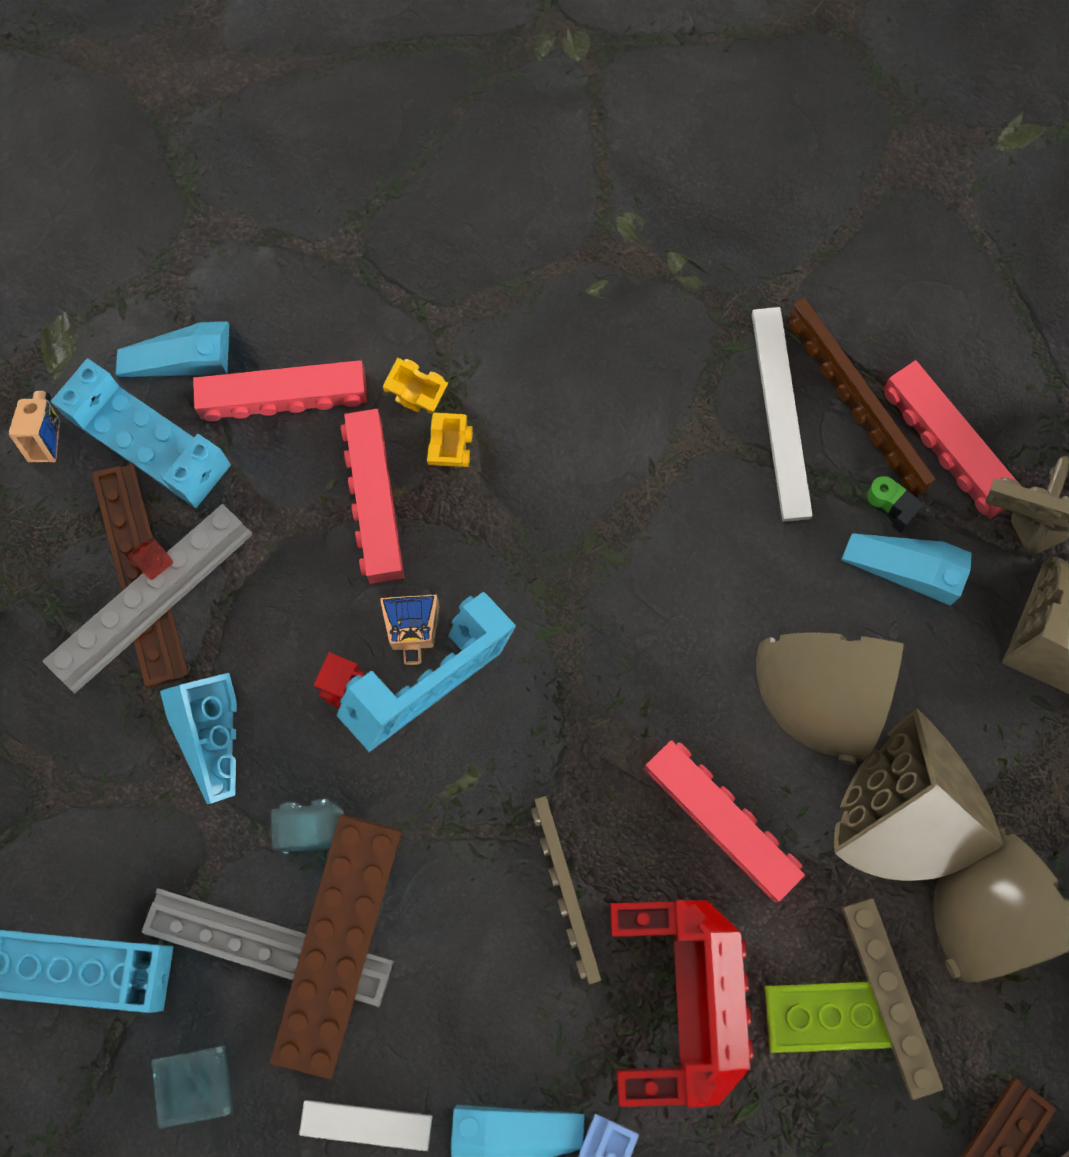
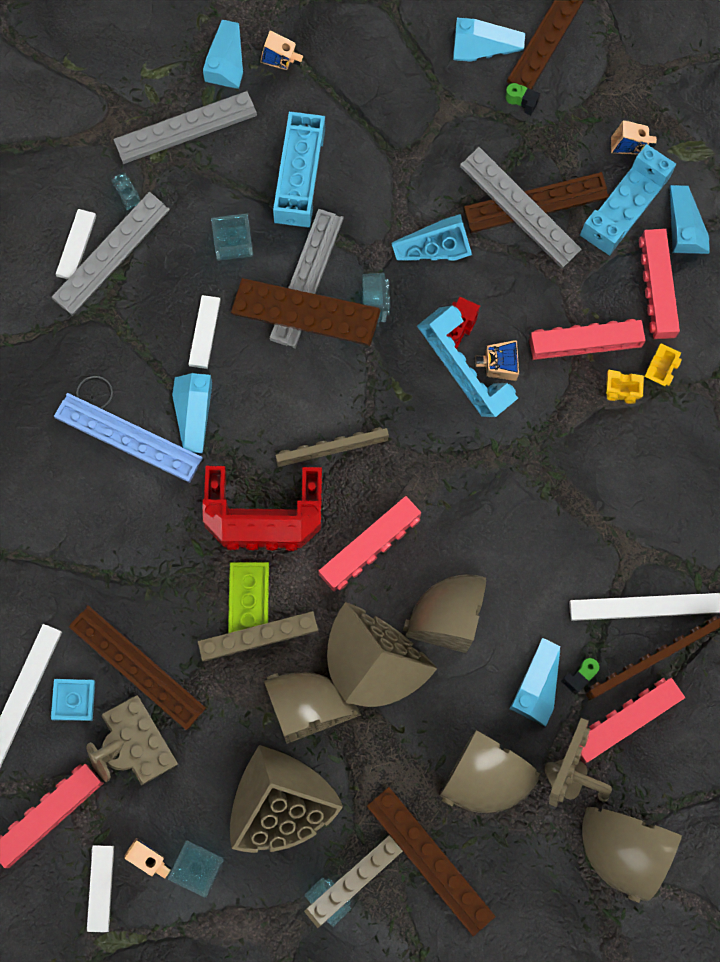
camera: 85 degrees right, 0 degrees up
(150, 558) = (543, 205): clear red bracket -> none

